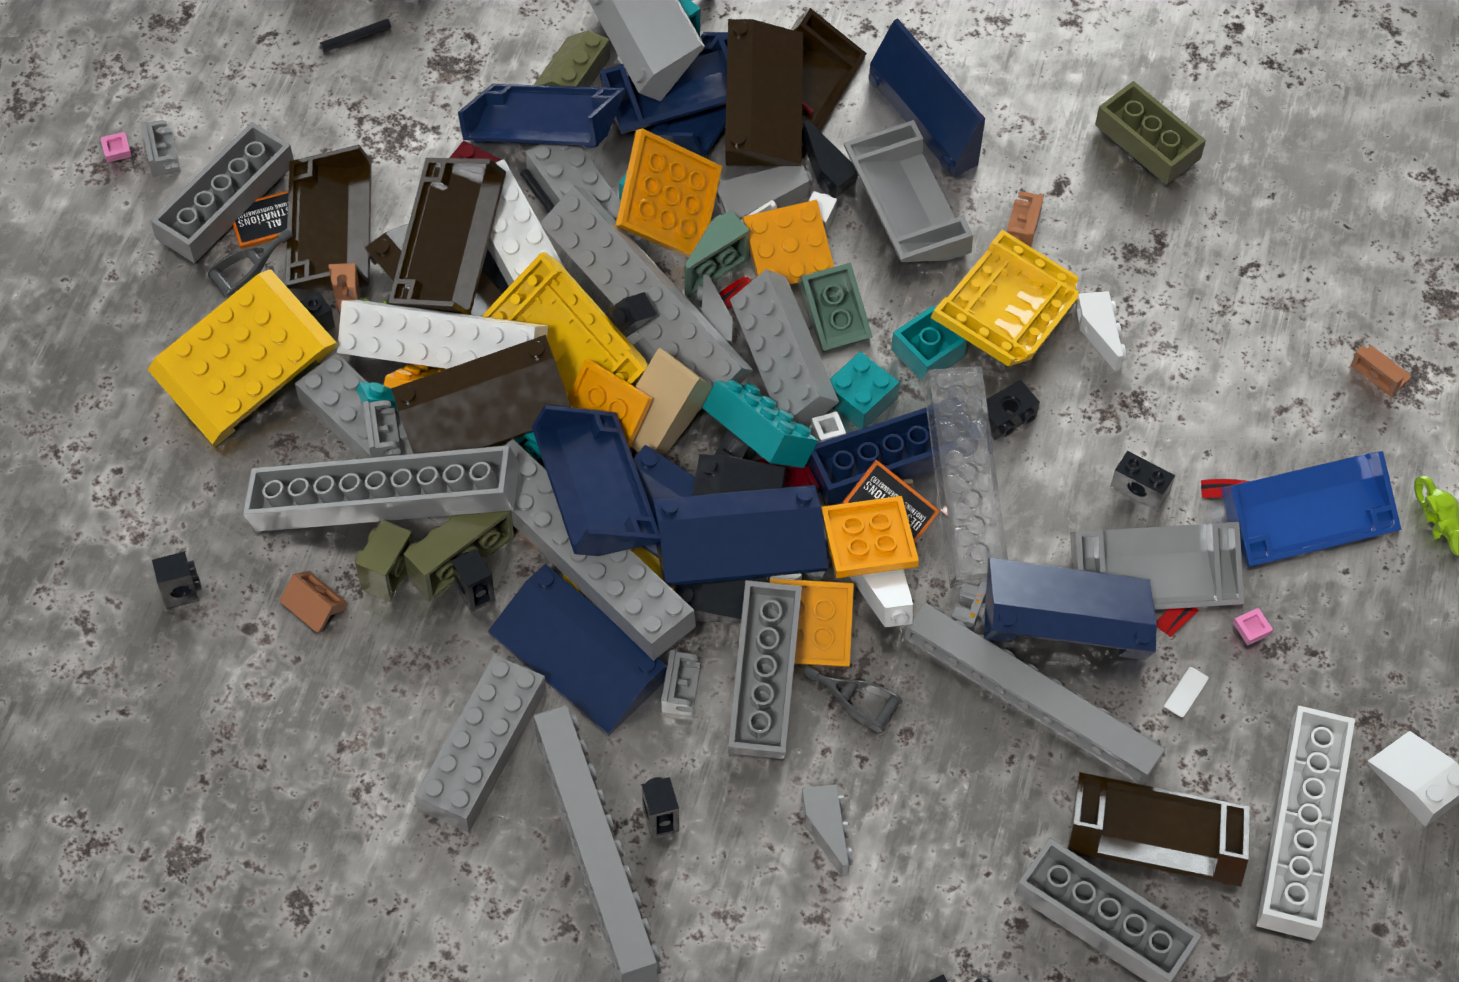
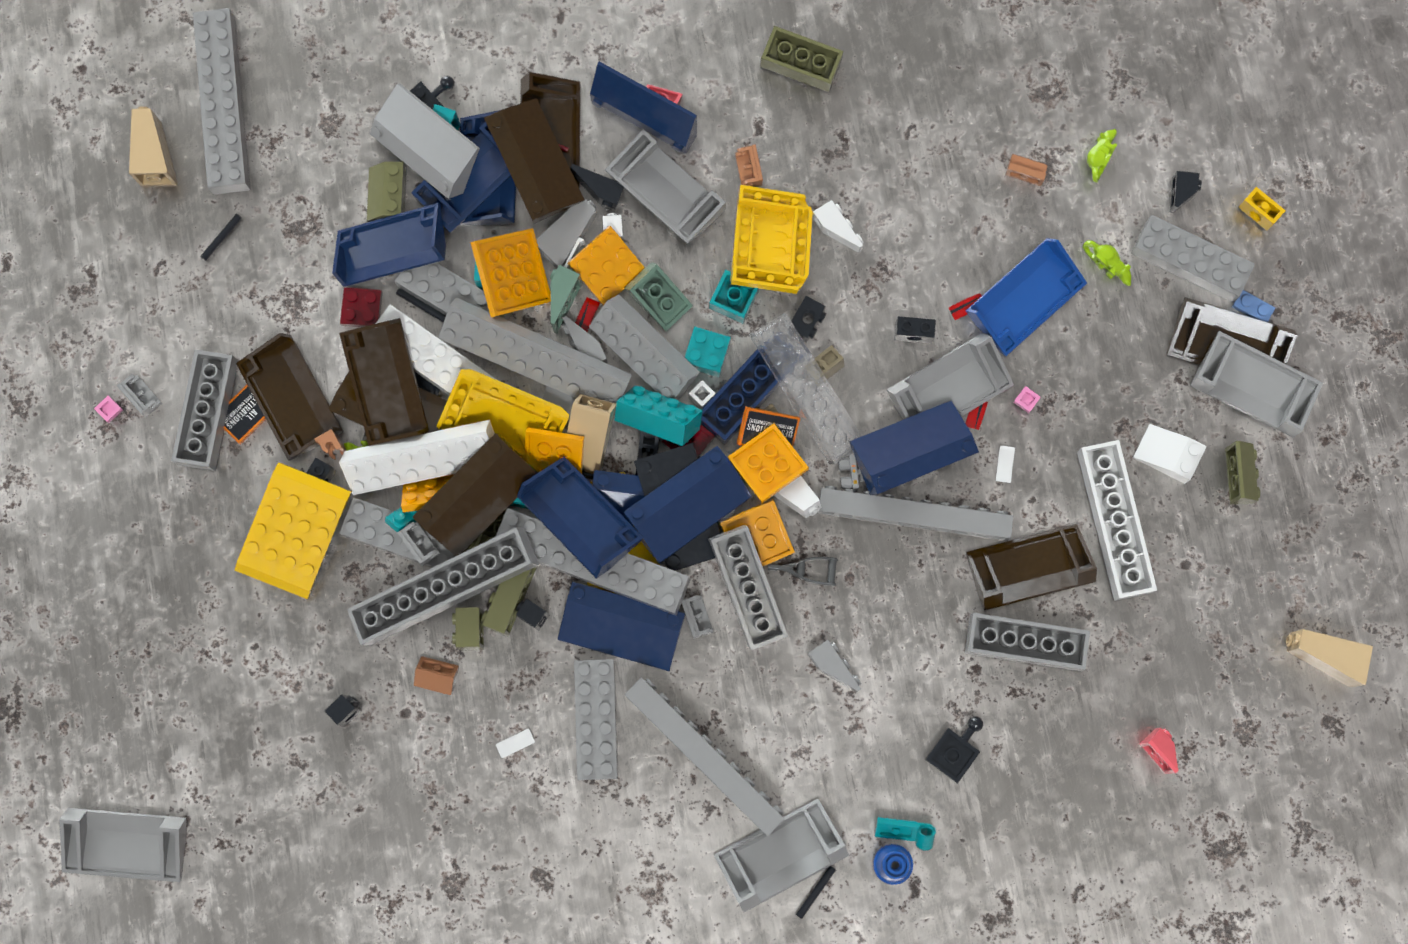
camera: 25 degrees left, 20 degrees up
(252, 253) = (256, 449): dark grey piece -> none
(363, 727) = (515, 743): none -> white sticker
(631, 313) = (536, 380): black slope -> none
(660, 807) = (729, 708): black brick -> none
(1013, 470) = (830, 361): none -> dark tan hinge

